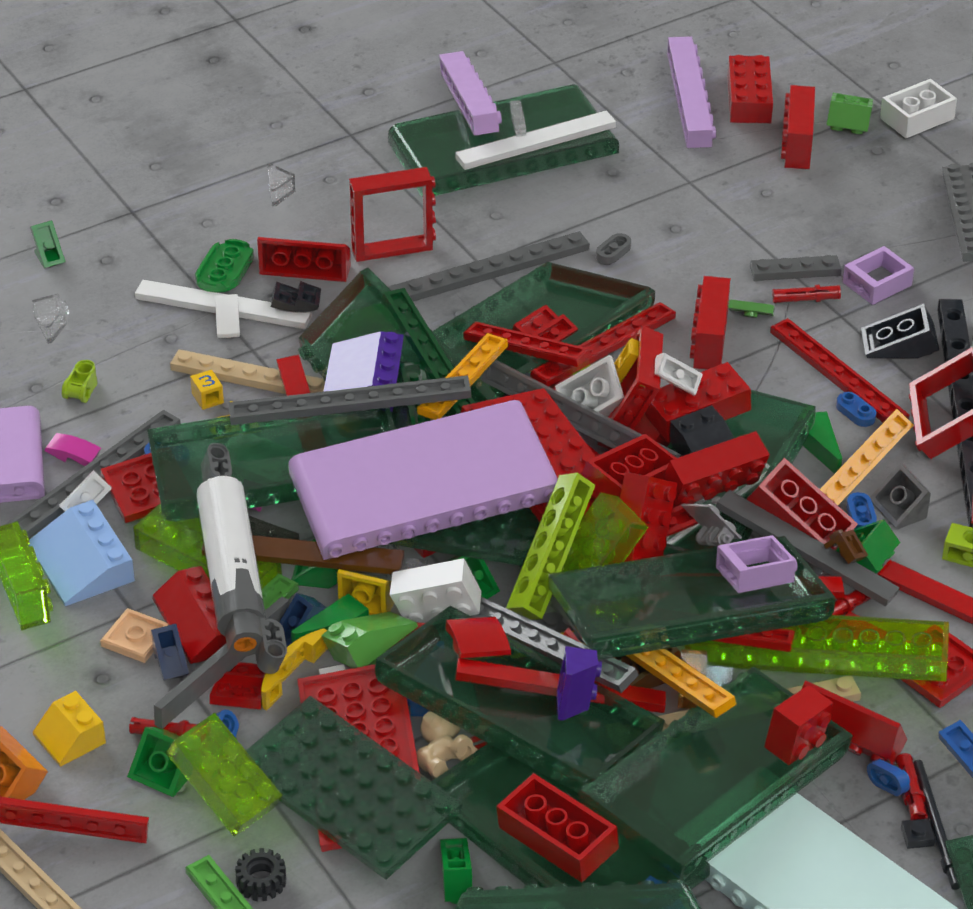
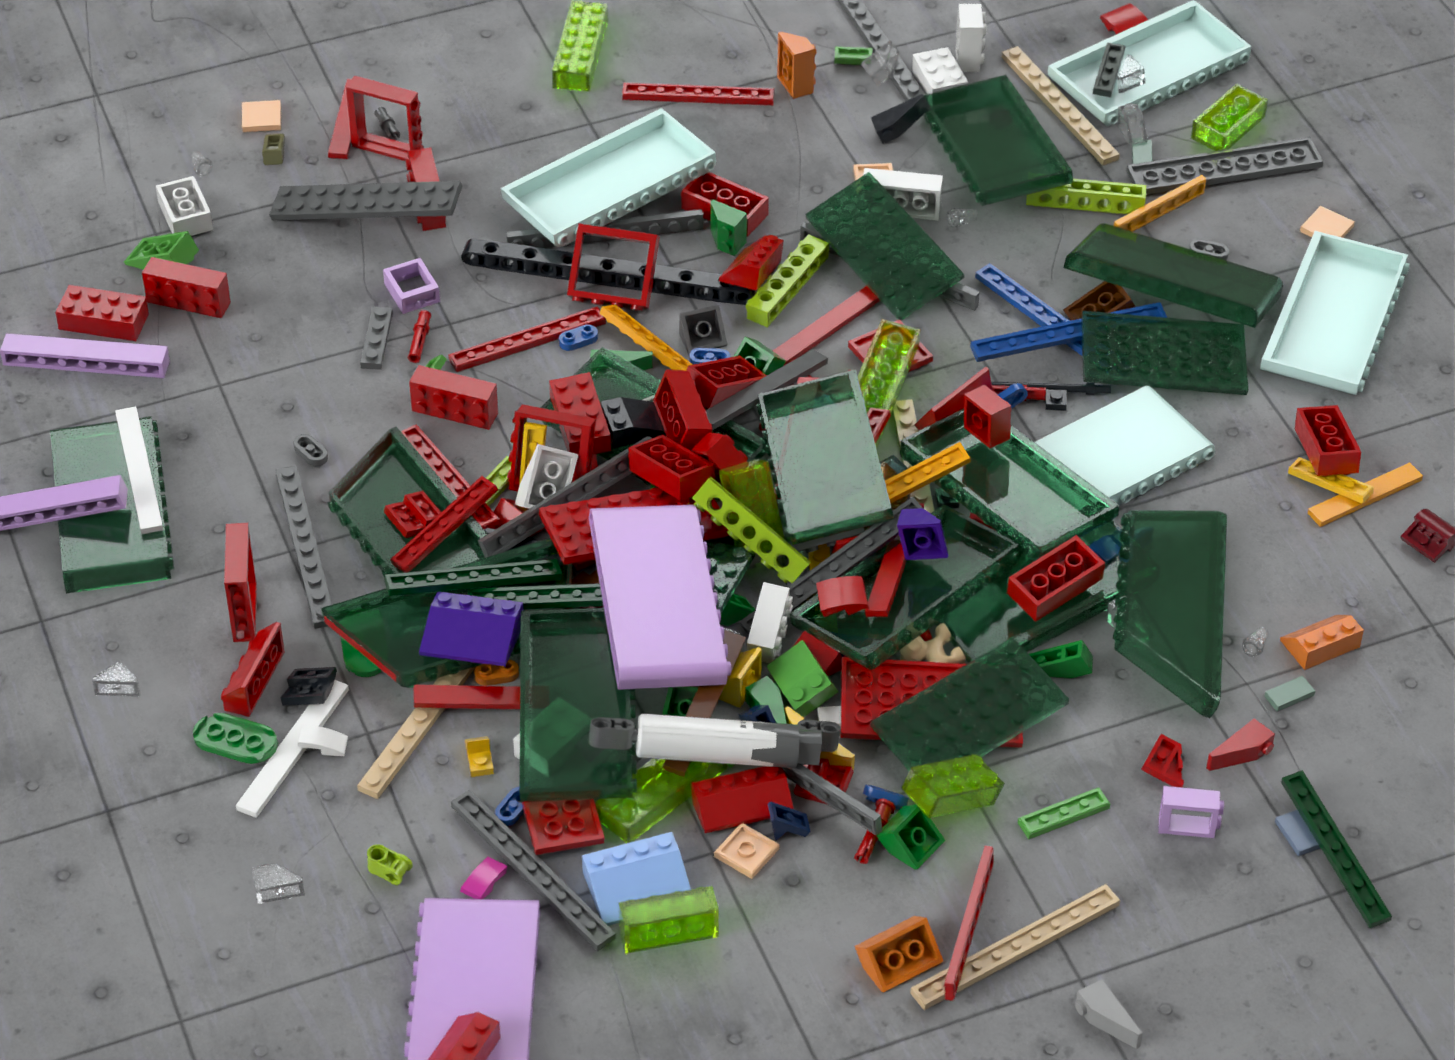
camera: 80 degrees left, 5 degrees up
(47, 244) = (155, 878): green slope -> none
(69, 729) = (862, 900): yellow slope -> none
(91, 488) = (571, 867): white plate -> none
(207, 389) = (427, 767): yellow brick -> none
(260, 886) = (1047, 775): black tyre -> none
(349, 400) = (537, 634): dark grey plate -> none
(472, 365) = (511, 558): light orange tile -> none
(517, 118) = (127, 469): clear beam -> none
(677, 373) = (574, 406): white slope -> none
(714, 528) = (749, 422): light grey hinge -> none
(735, 556) = (814, 418): lavender window -> none
(849, 545) = (771, 361): reddish brown bracket -> none
(901, 335) = (498, 287): black slope -> none

